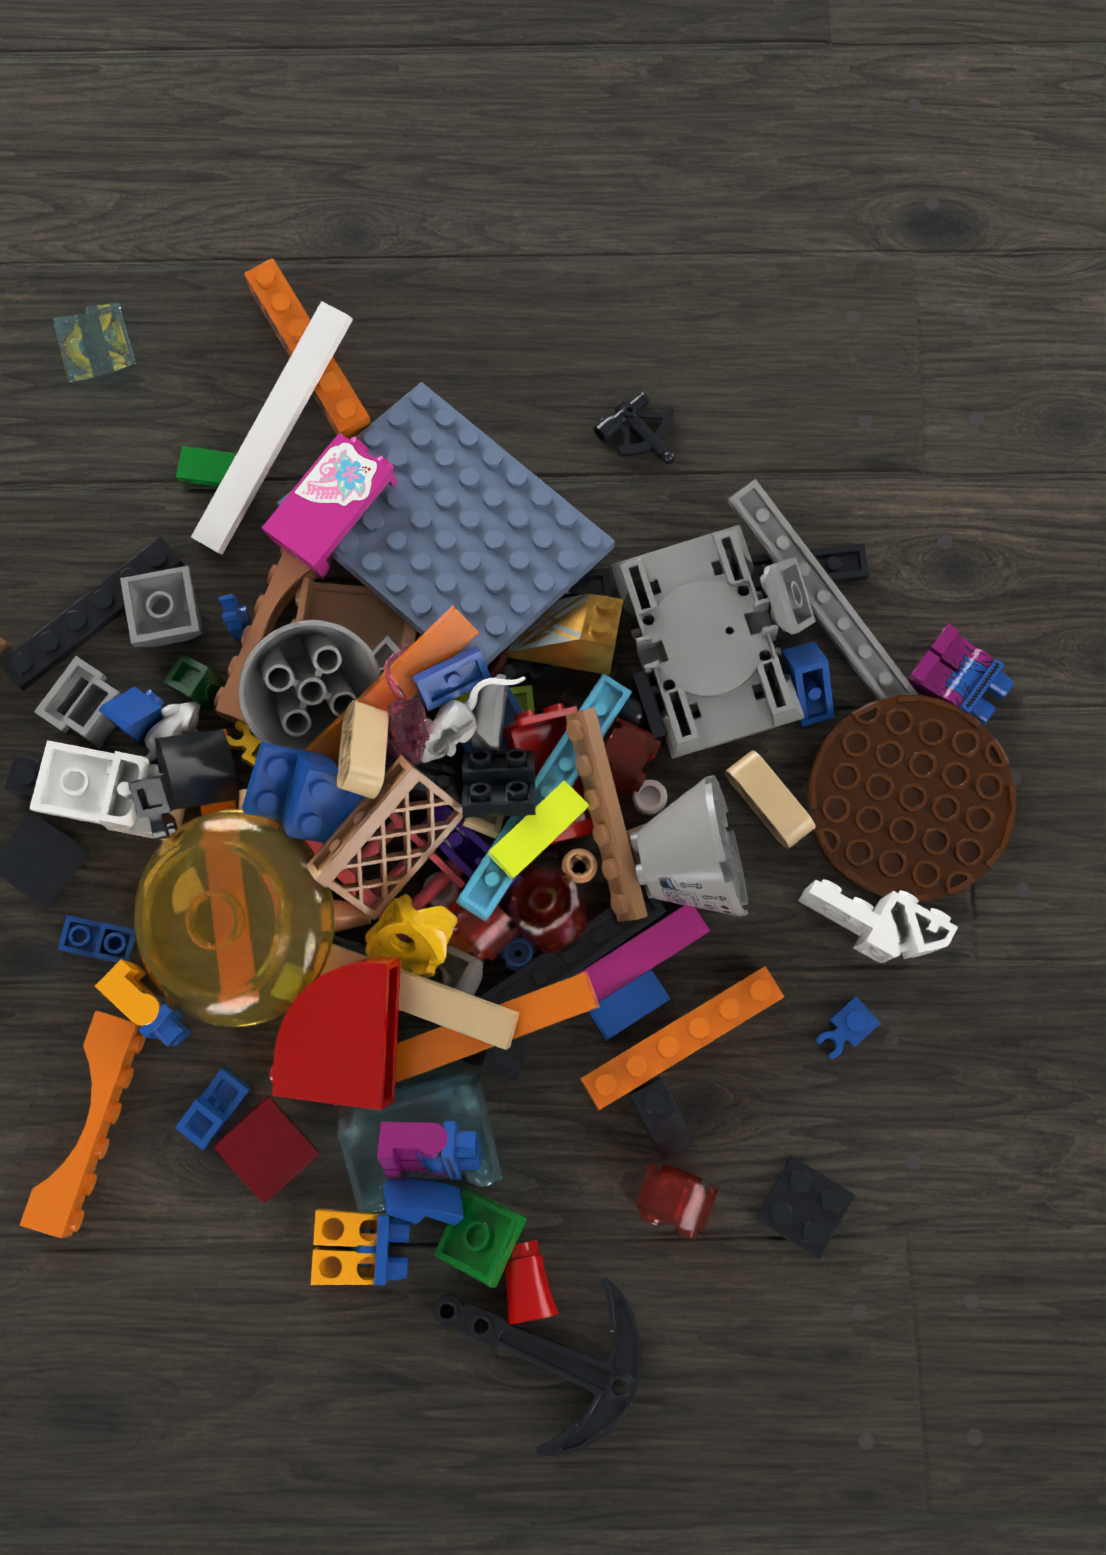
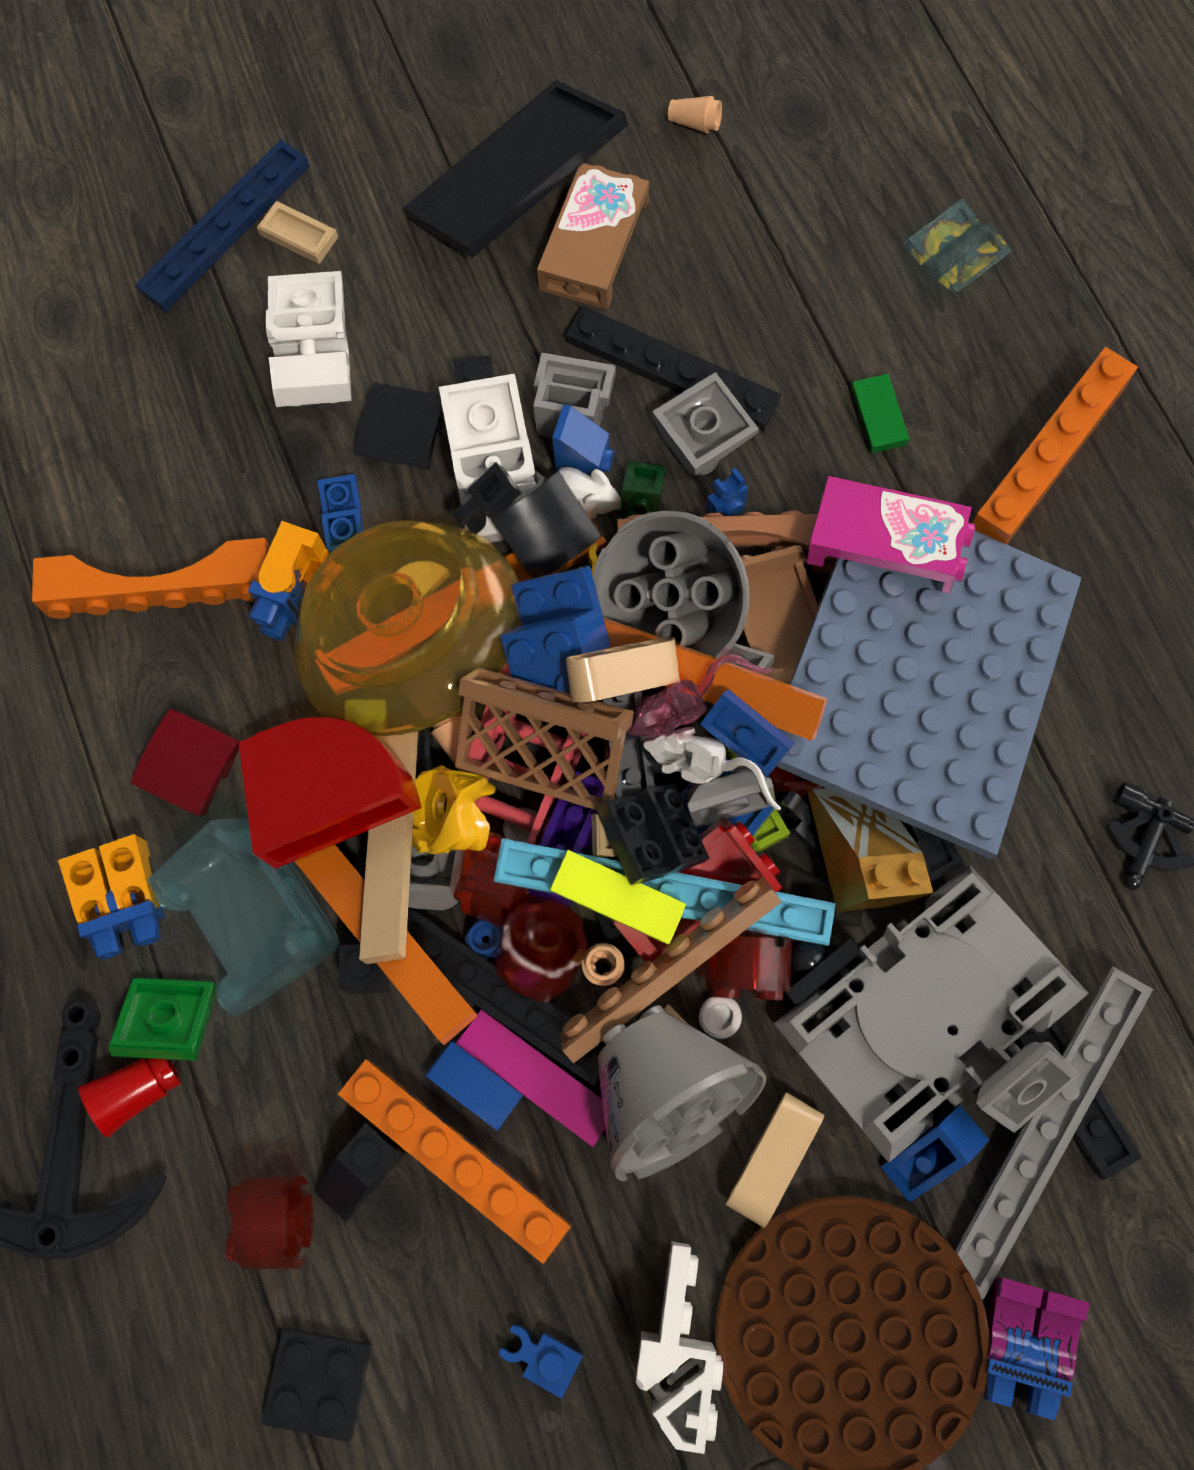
camera: 75 degrees right, 5 degrees down
(214, 1108) = (213, 695): blue slope -> none
(272, 427) = (952, 445): white tile -> none
(420, 1198) = (181, 936): blue slope -> none
(427, 1149) = (236, 940): magenta hips -> none

